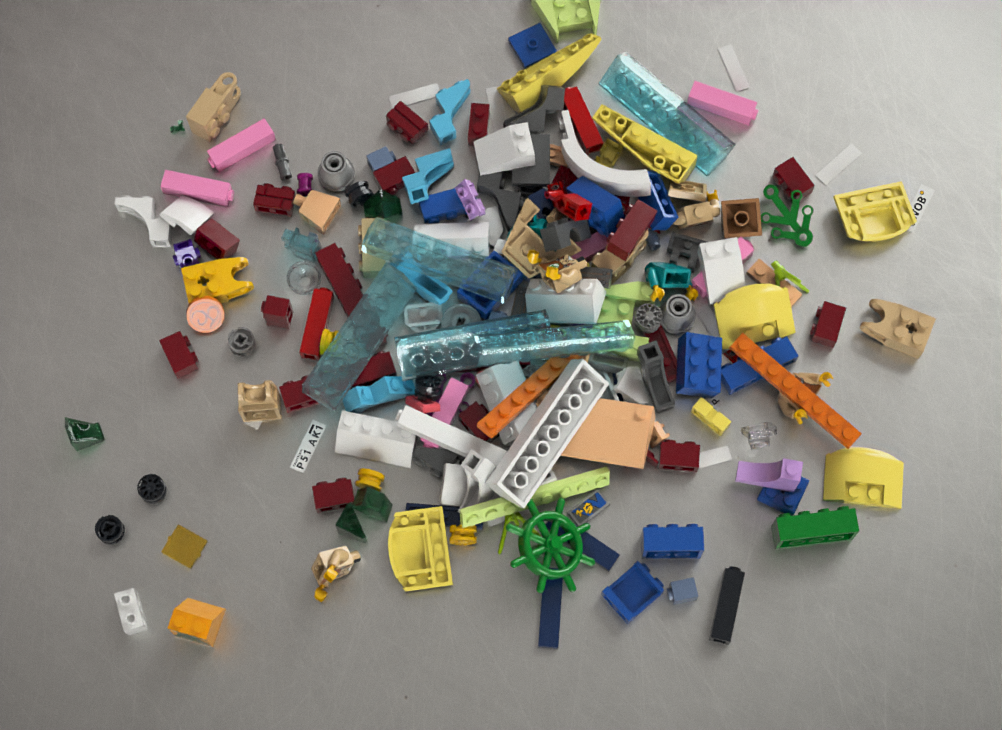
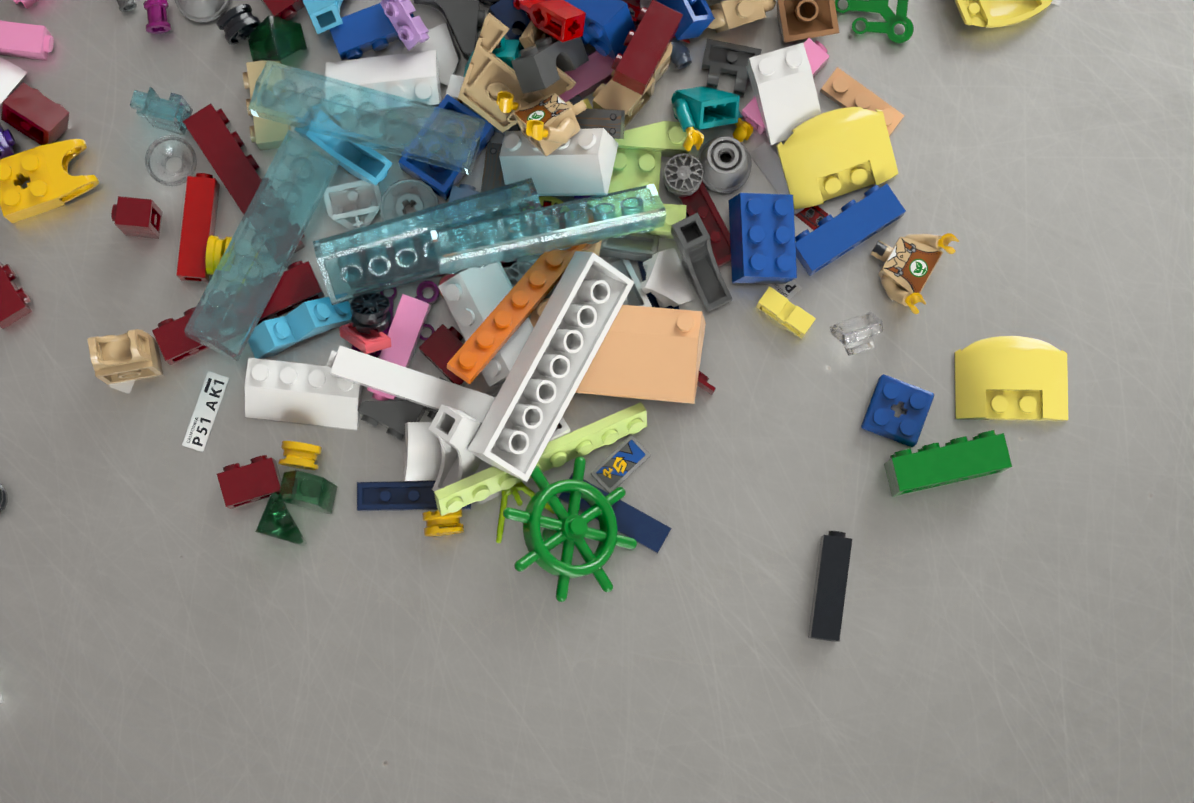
camera: 10 degrees left, 10 degrees up
(184, 546) = (42, 577): clear yellow piece -> none
(196, 621) = (72, 686): light orange slope -> none
(205, 314) = (31, 230): tile -> none
(241, 341) = (90, 265): light grey wheel -> none
(274, 199) = (114, 44): dark red brick -> none
(318, 209) = (180, 53): light nougat torso -> none
(332, 565) = (257, 588): tan torso -> none
(420, 549) = (383, 550): light yellow slope -> none
(550, 613) = (580, 623): dark blue tile -> none
(633, 592) = (695, 580): blue panel -> none
(658, 435) = (712, 347): light nougat tile -> none
(672, 542) = (744, 504): blue brick -> none
(679, 456) = (744, 375): dark red brick -> none
(682, 591) = (765, 573): sand blue brick -> none
(713, 457) = (780, 375): white sticker -> none
(778, 475) = (889, 395): lavender arch -> none
(781, 274) = (873, 88): lime plant -> none
(795, 391) = (905, 264): orange plate -> none
(828, 324) = (945, 157): dark red brick -> none
(895, 324) = (1041, 149): tan brick -> none

